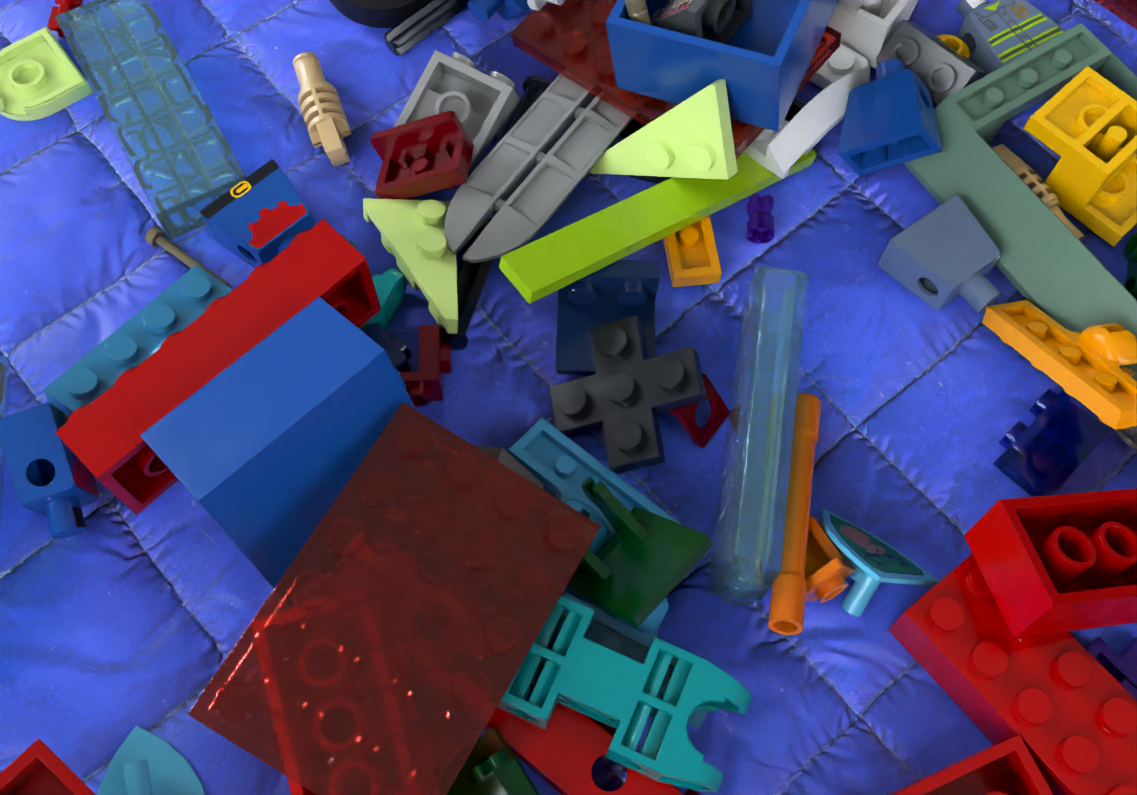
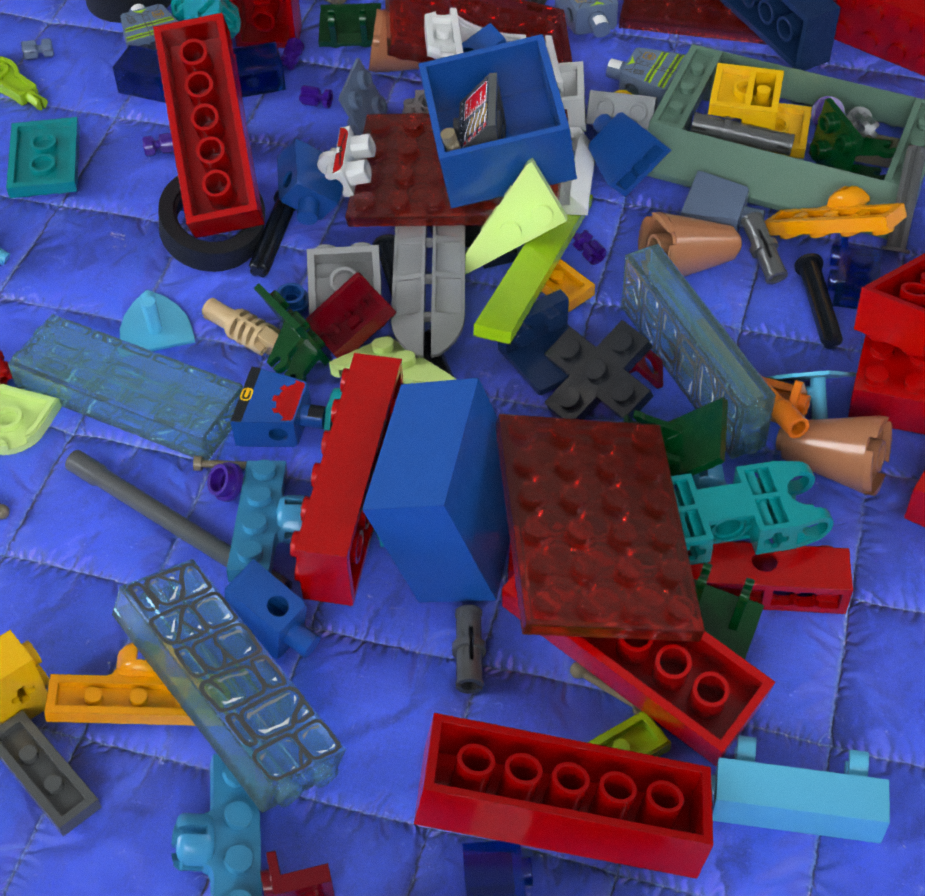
camera: 30 degrees left, 15 degrees down
(53, 191) = (98, 475): none -> dark grey piece
(155, 276) = (225, 481): none -> dark purple plate
(196, 672) = (468, 649): none -> dark grey pin
(247, 50) = (156, 323): none -> medium azure shield
(345, 138) = (292, 340): none -> dark green plate
(391, 97) = (295, 296): none -> blue plate
(834, 684) = (843, 450): none -> nougat cone
(867, 286) = (689, 241): none -> nougat cone
(967, 309) = (764, 247): none -> dark grey pin
(977, 451) = (809, 268): none -> black axle
(1043, 169) = (743, 133): none -> dark grey pin

